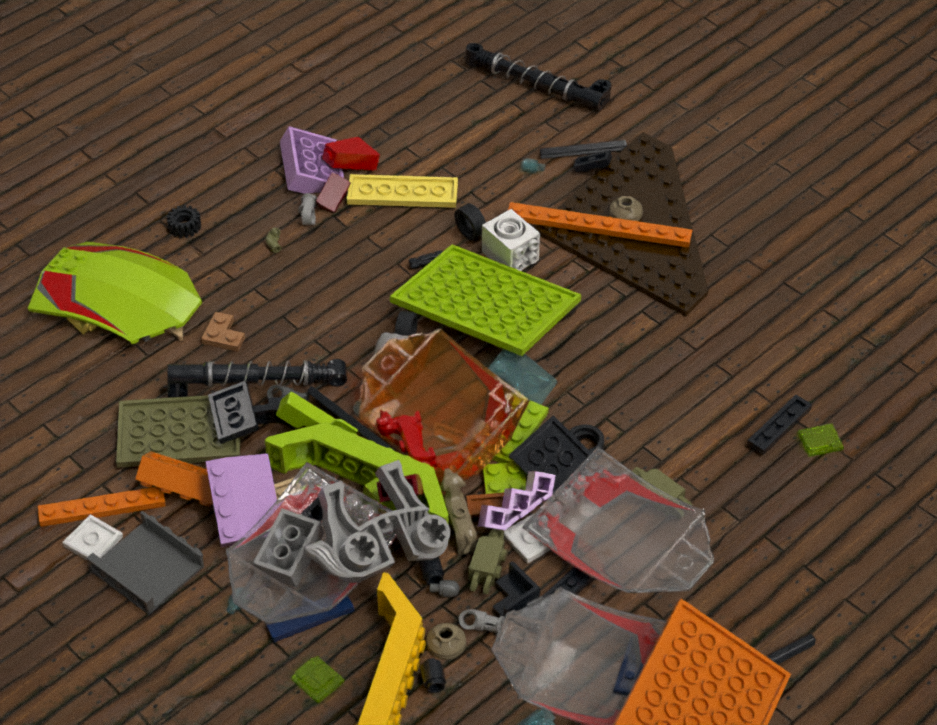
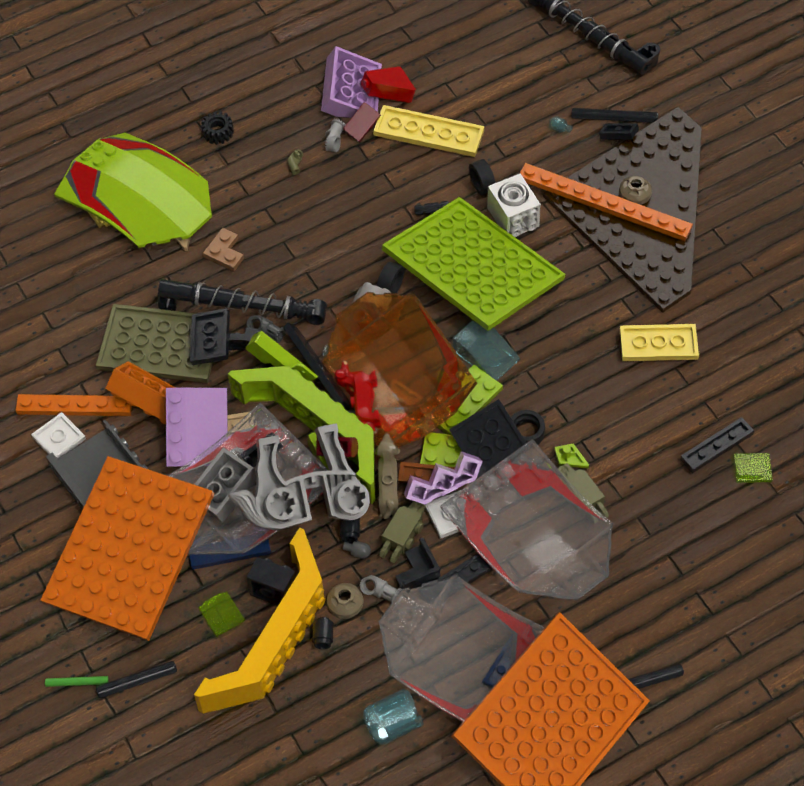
camera: 15 degrees right, 10 degrees up
(201, 630) = (128, 547): none -> orange plate
(365, 634) = (269, 580): none -> black brick
(637, 459) = (570, 455): none -> lime piece
(692, 342) = (659, 342): none -> light yellow plate

